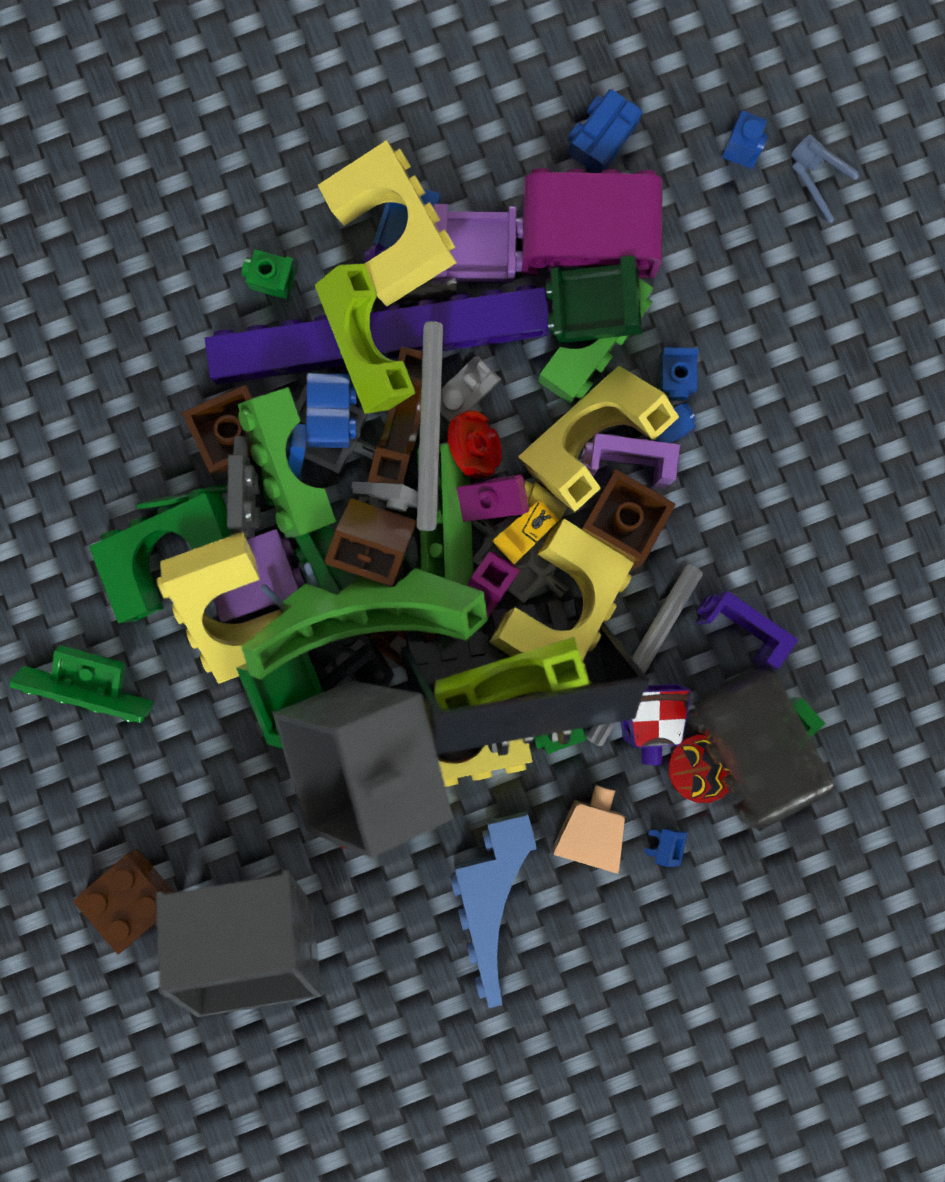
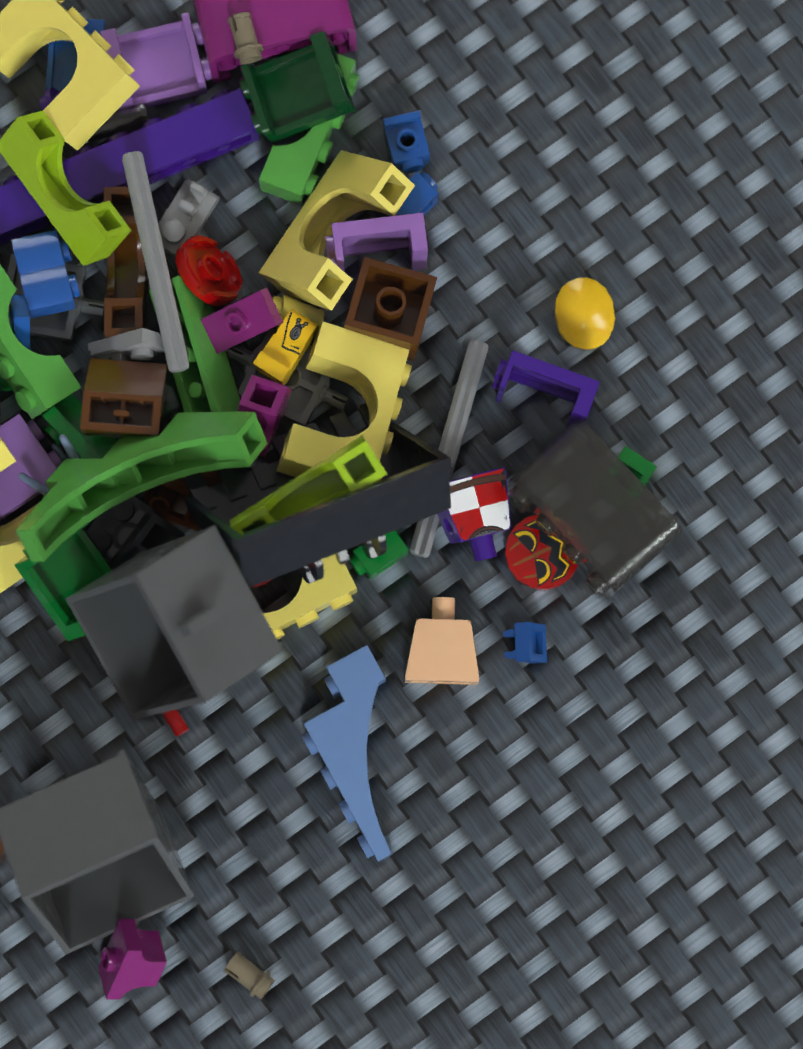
camera: 20 degrees left, 5 degrees down
(253, 1035) = (131, 959): none -> magenta brick
(352, 1071) = (249, 975): none -> dark tan pin
(561, 244) = (245, 39): none -> dark tan pin
(794, 566) = (584, 313): none -> yellow hat

